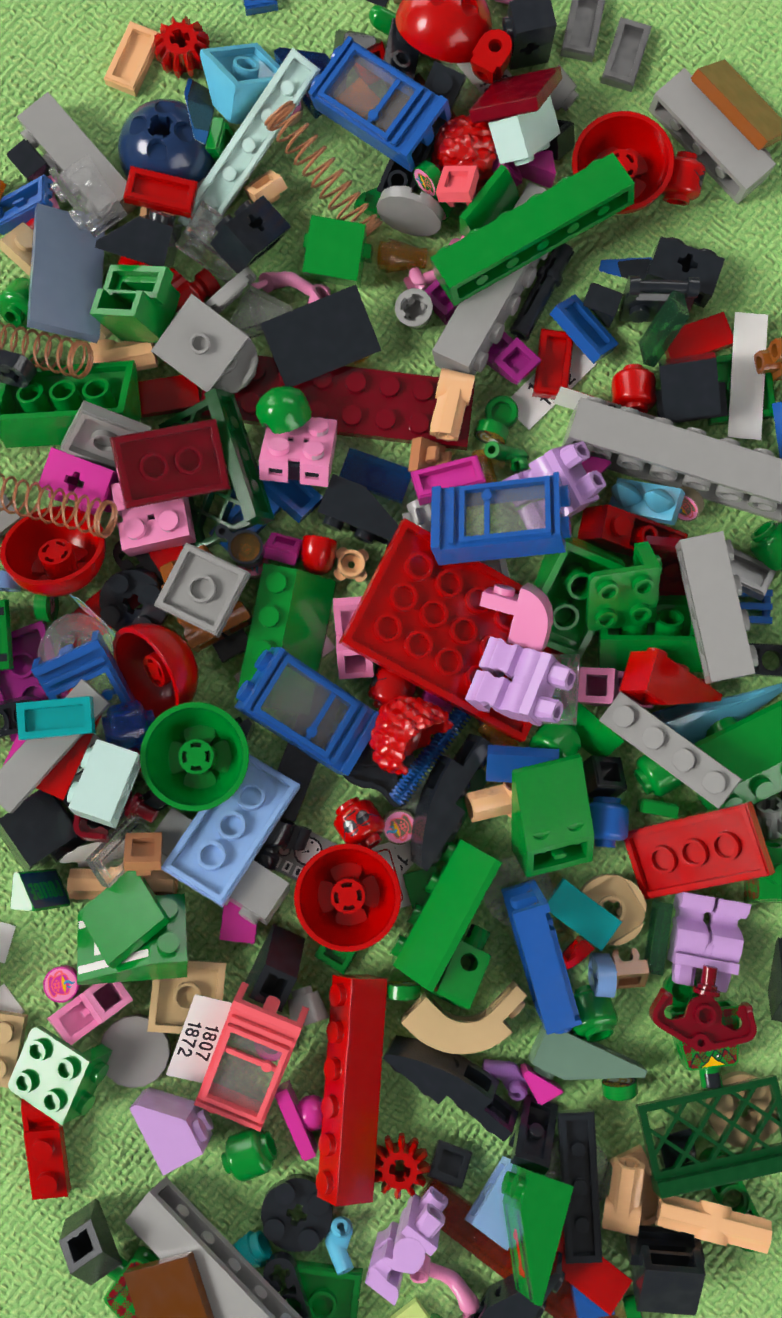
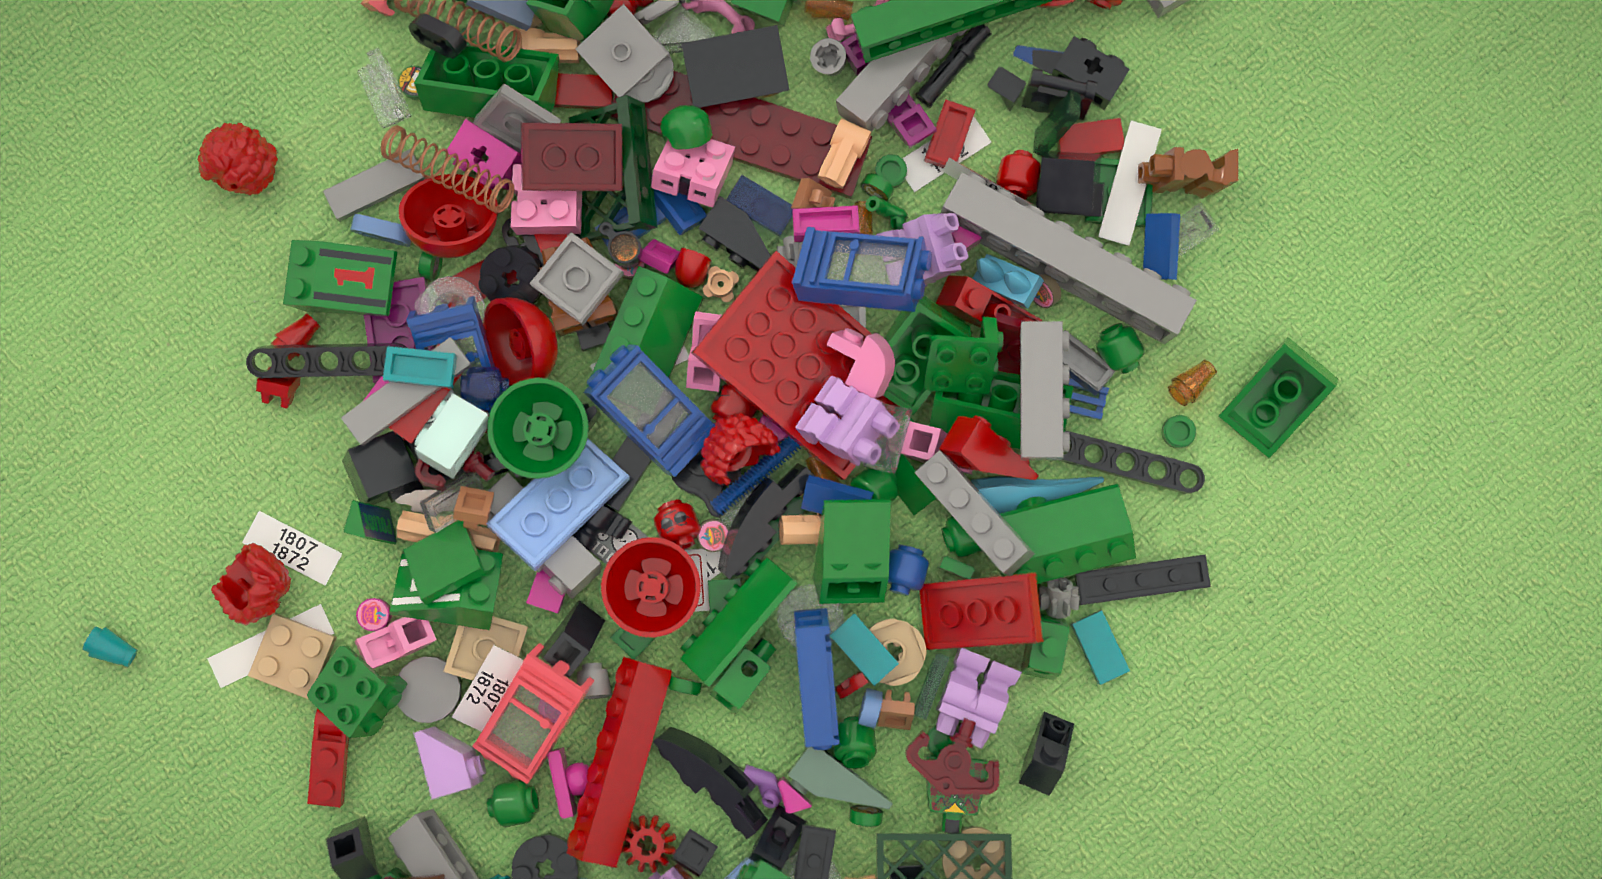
camera: 15 degrees right, 0 degrees up
(91, 613) = (465, 272): sticker -> none
(464, 1033) = (724, 735): tan arch -> none
(584, 328) = (985, 107): blue tile -> none
(604, 776) = (912, 528): black slope -> none

